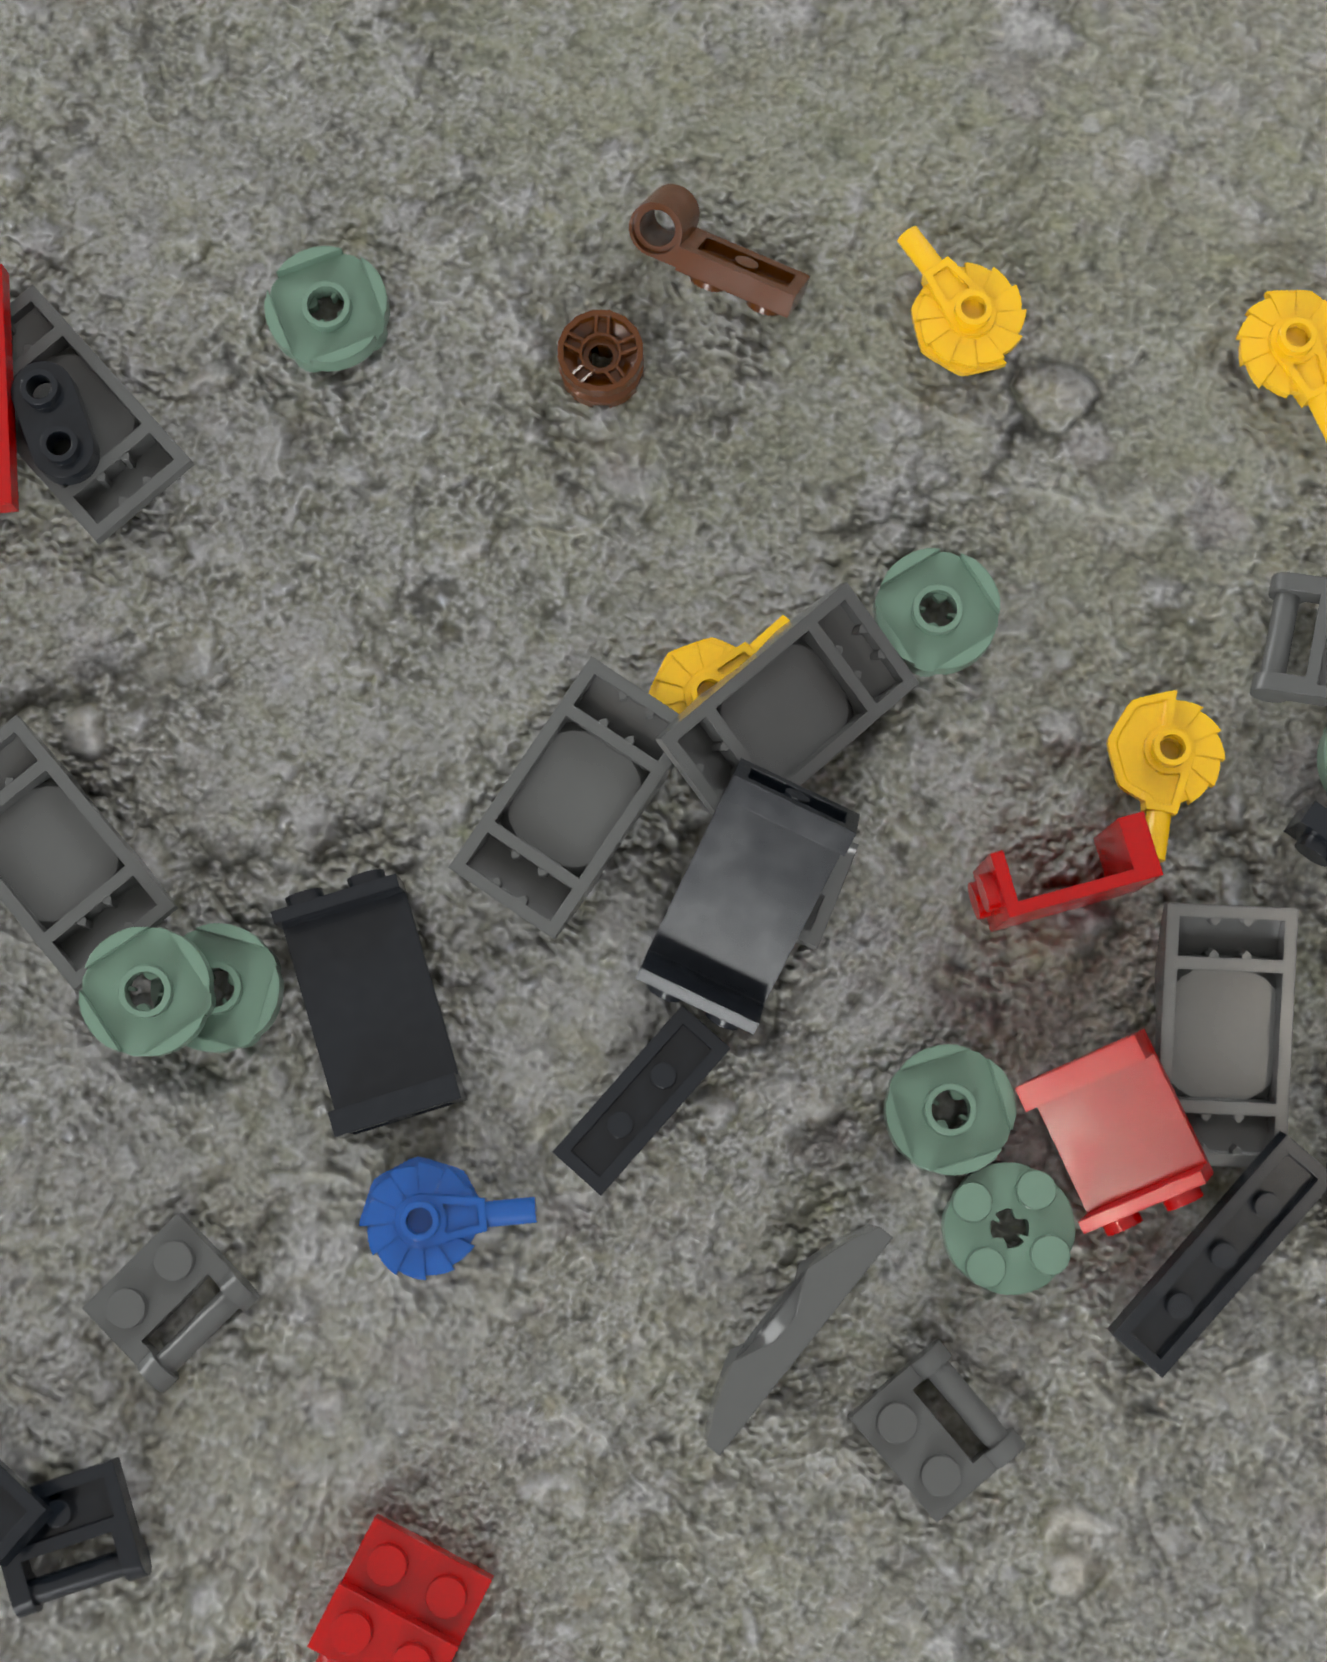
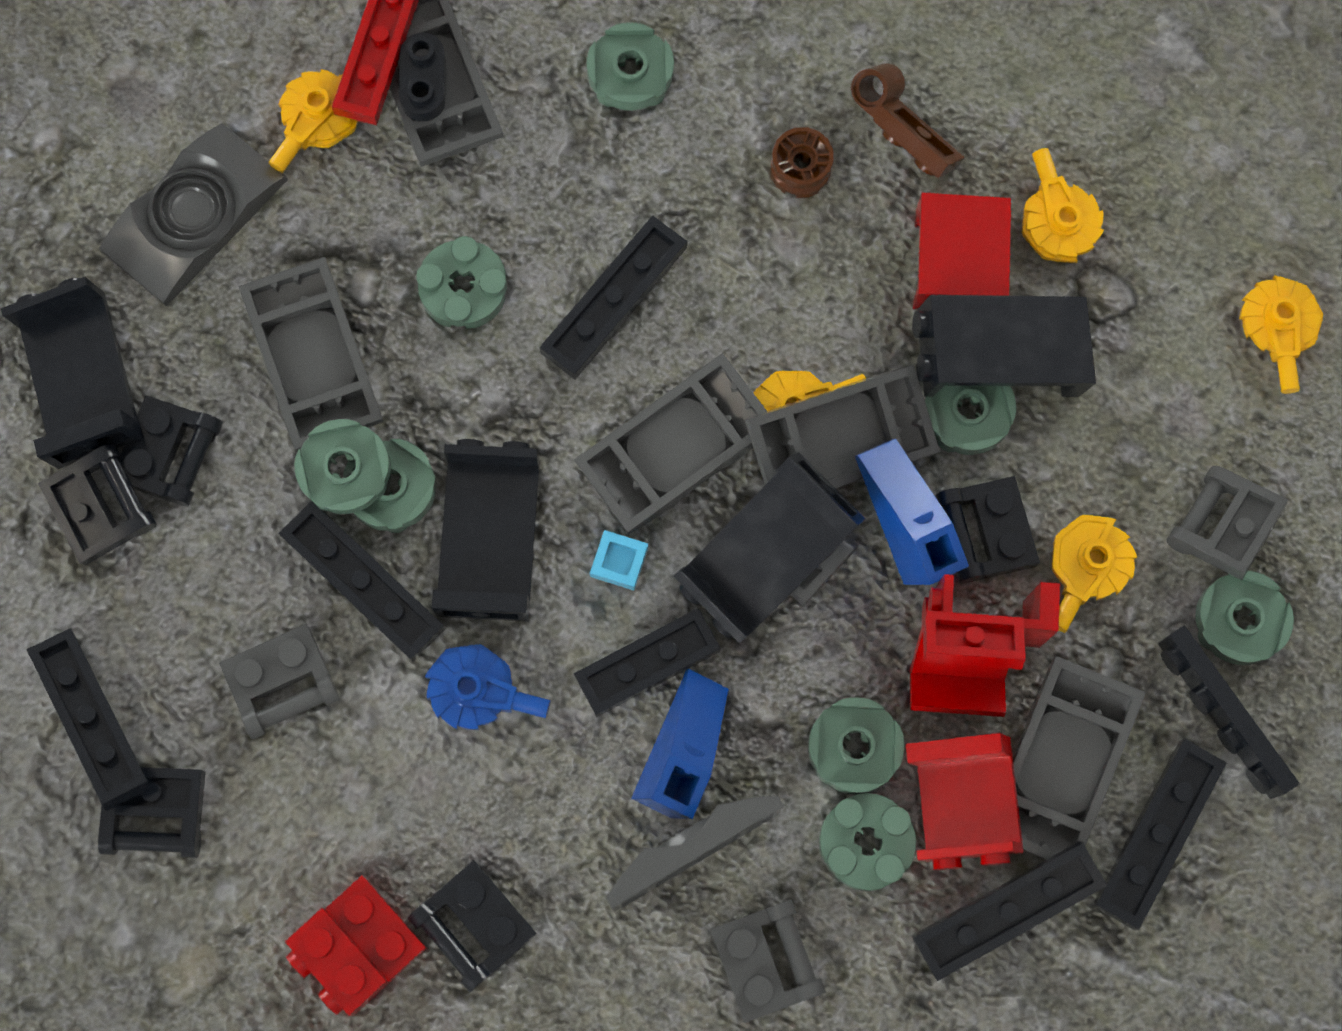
camera: 15 degrees right, 5 degrees down
(200, 649) = (458, 308): none -> sand green plate
(229, 1130) = (362, 581): none -> black plate
(420, 629) = (613, 297): none -> black plate
(552, 1506) = (484, 913): none -> black plate
(555, 978) = (619, 560): none -> medium azure plate
(732, 1197) = (684, 749): none -> blue slope
(856, 408) = (963, 245): none -> red panel
(914, 786) = (910, 516): none -> blue slope
(953, 510) = (1004, 342): none -> black panel
(1032, 752) = (1000, 524): none -> black plate
(1053, 956) = (965, 662): none -> red panel

